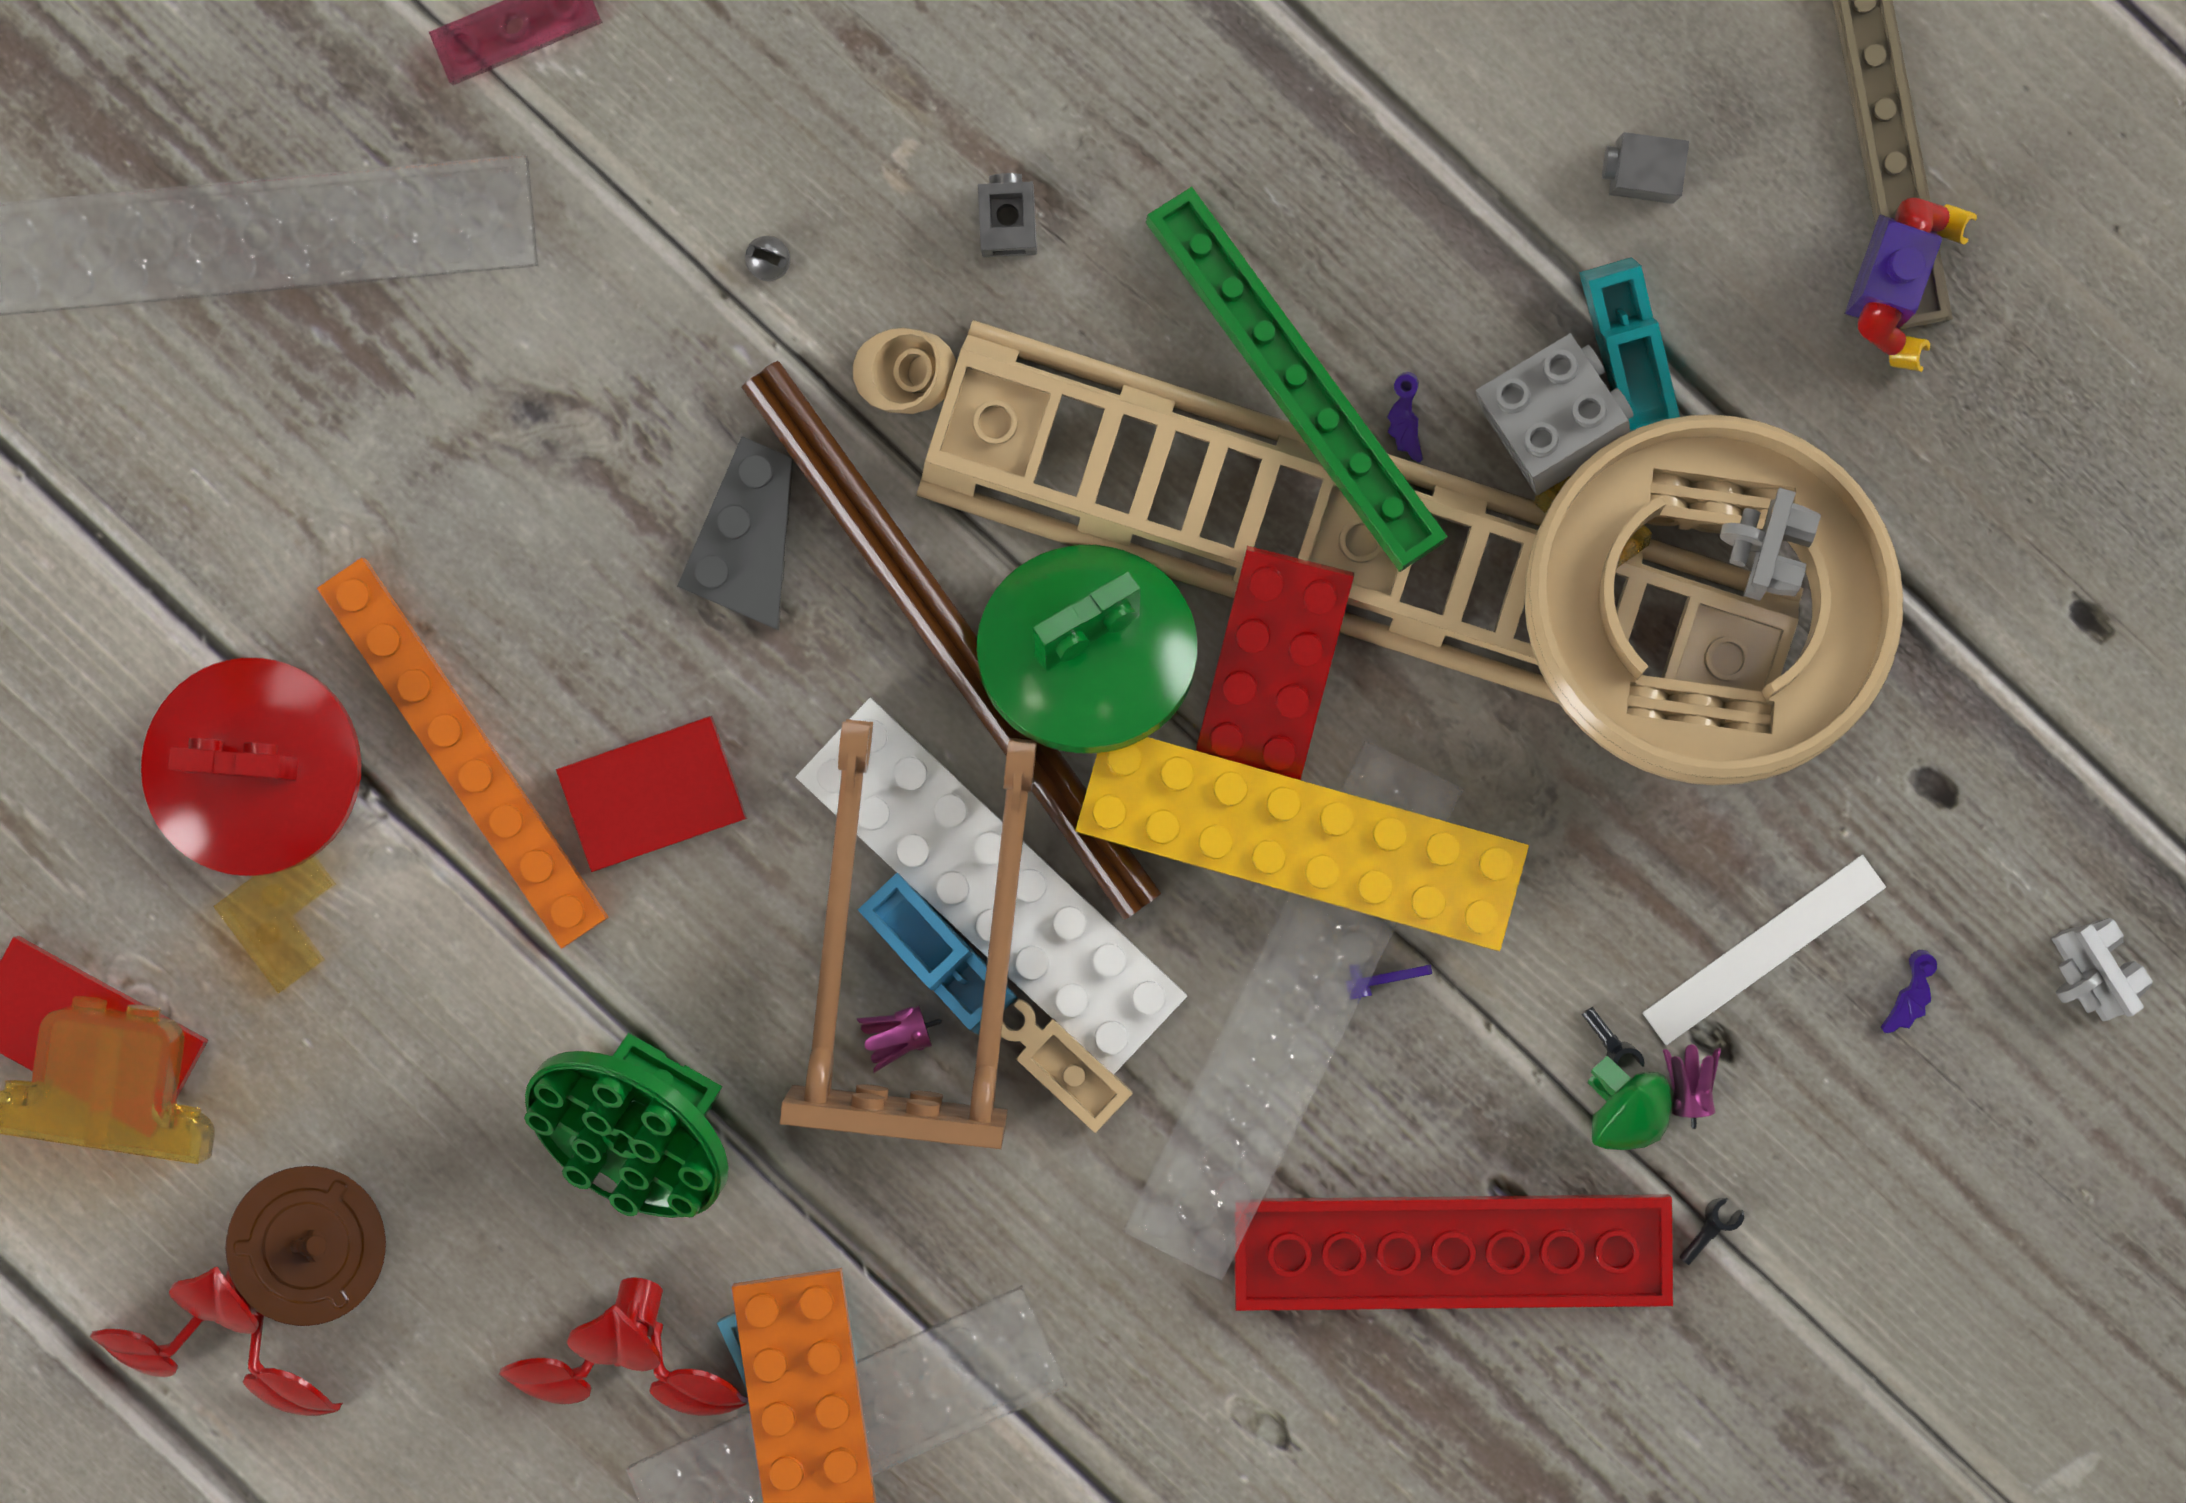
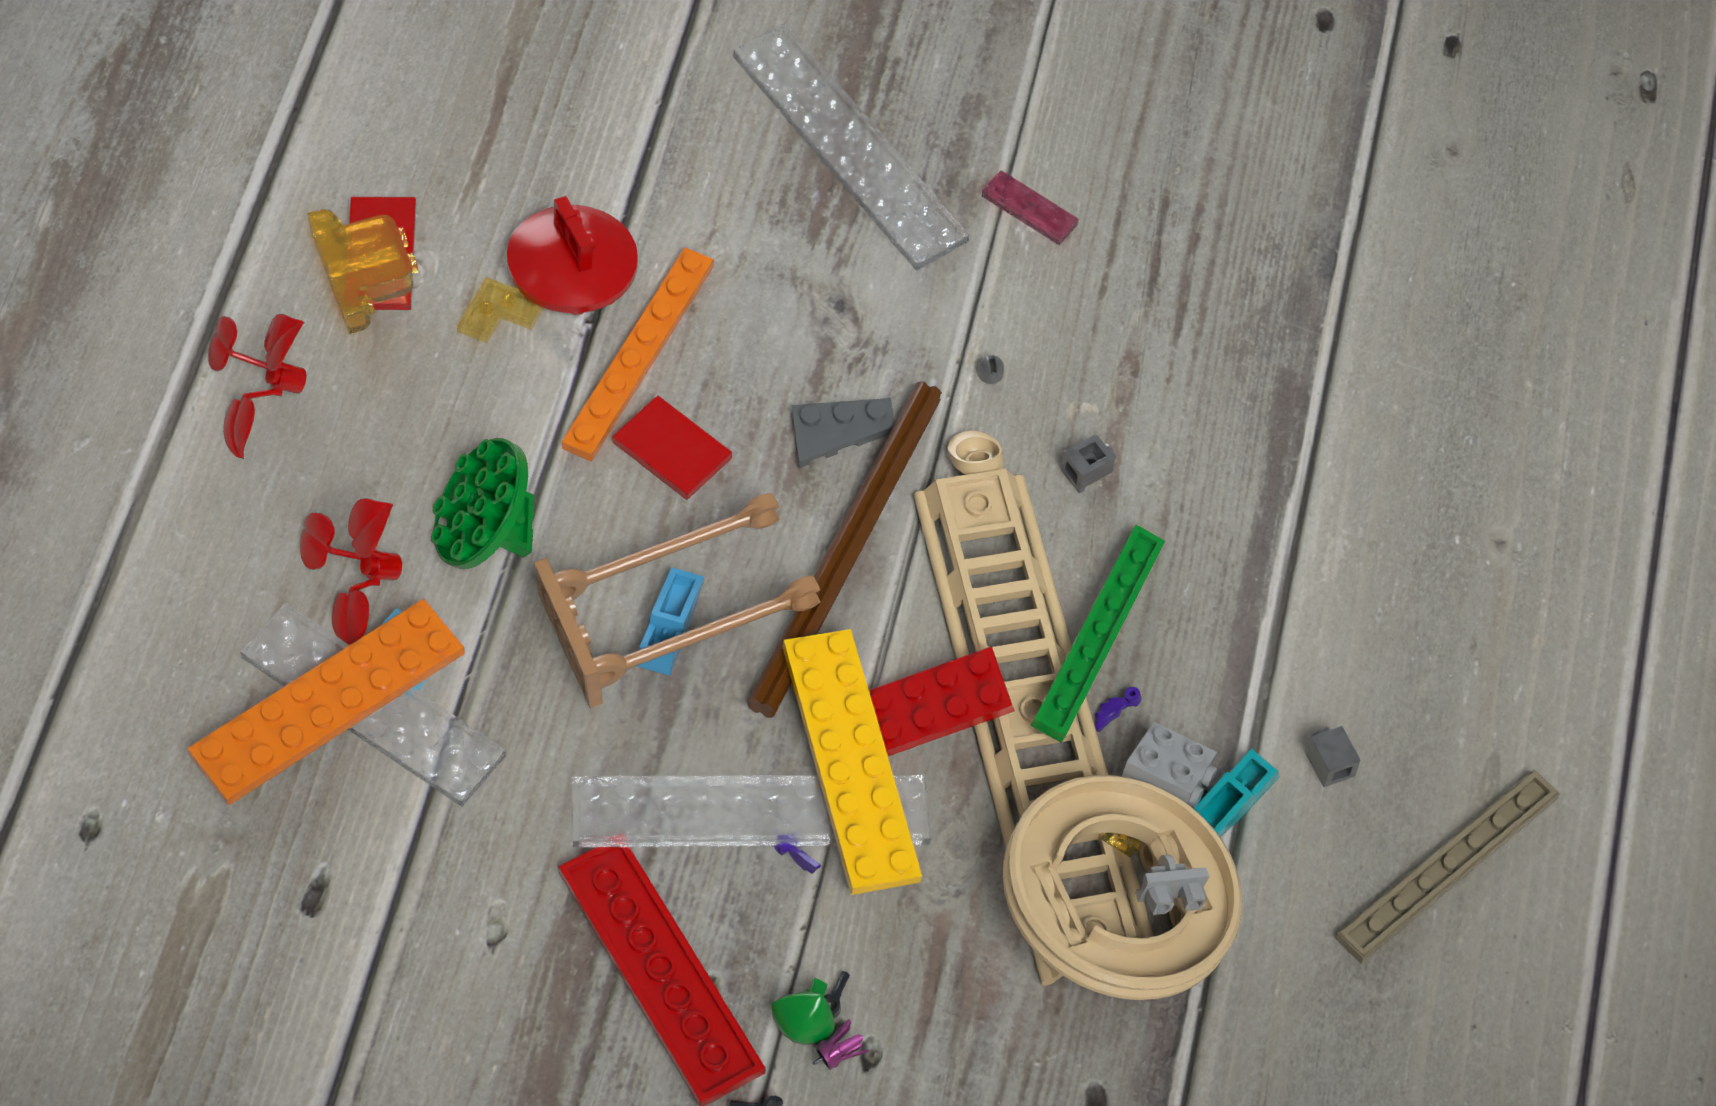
camera: 50 degrees right, 30 degrees down
(305, 1245) = (327, 392): reddish brown piece -> none
(897, 1035) = (621, 626): flat silver piece -> none
(949, 853) = (716, 670): white plate -> none
(1067, 1069) = (645, 714): tan plate -> none
(1087, 649) = (886, 601): green bracket -> none
(1764, 950) = (941, 1054): white sticker -> none
(1898, 272) = (1367, 900): torso -> none

